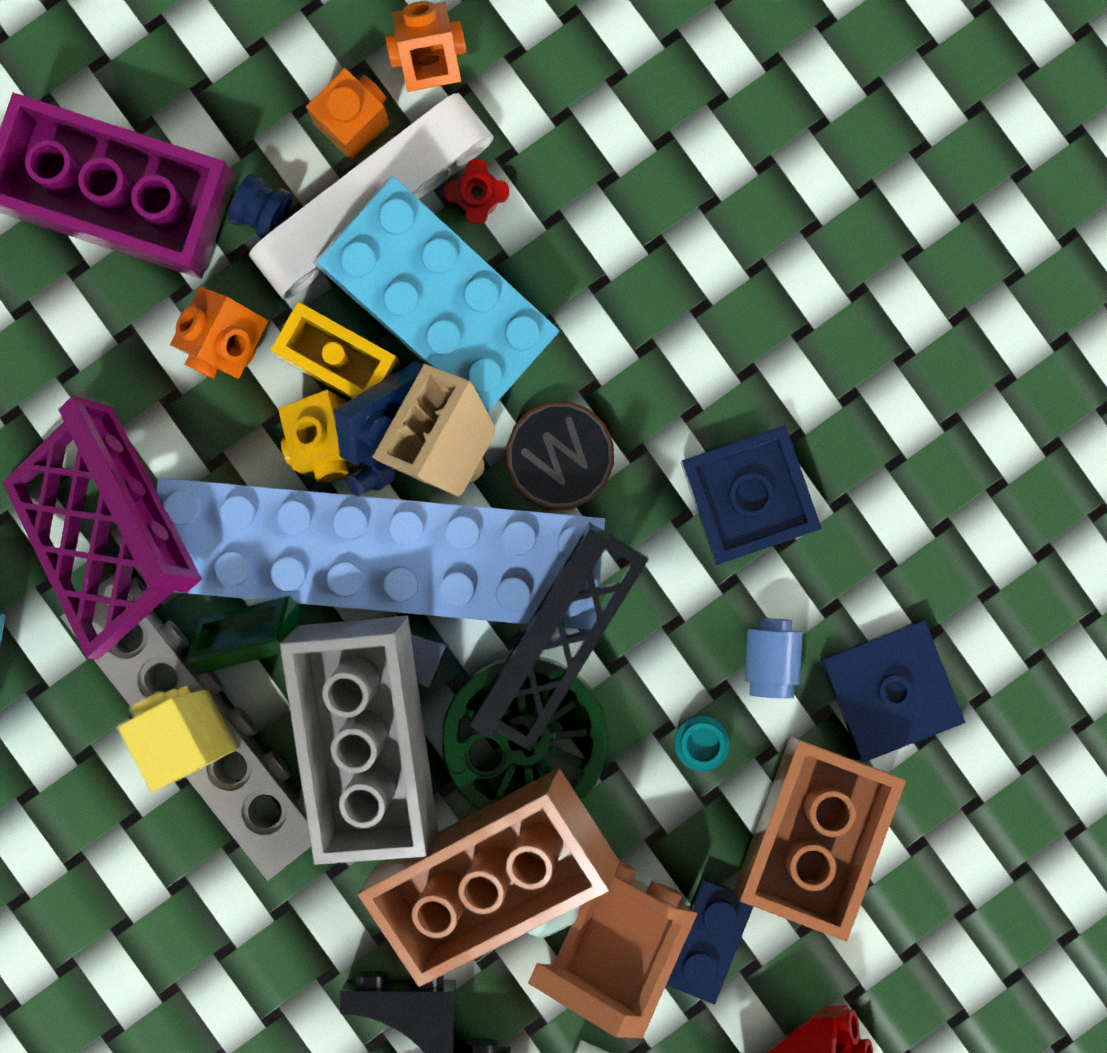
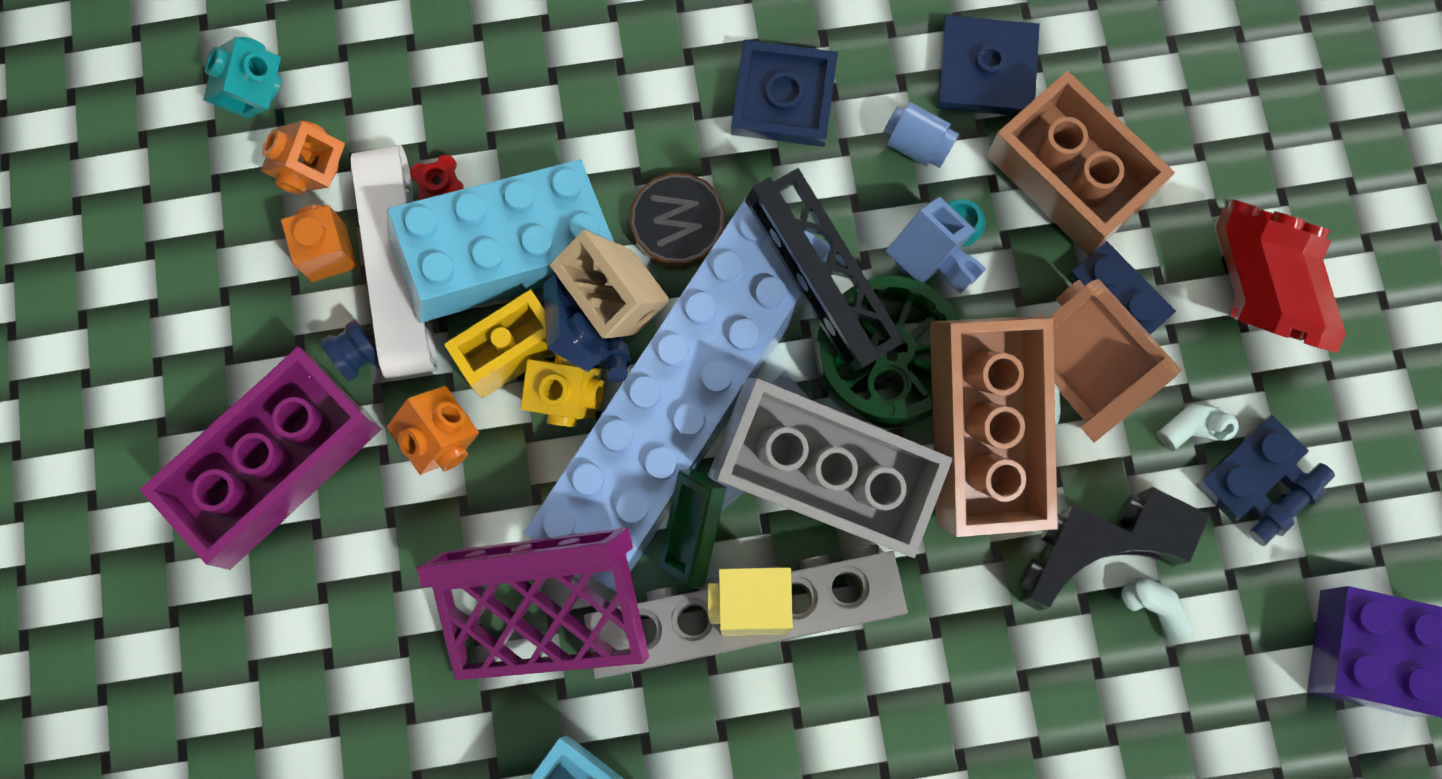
camera: 60 degrees left, 10 degrees down
(656, 731) = (933, 244): none -> medium blue brick

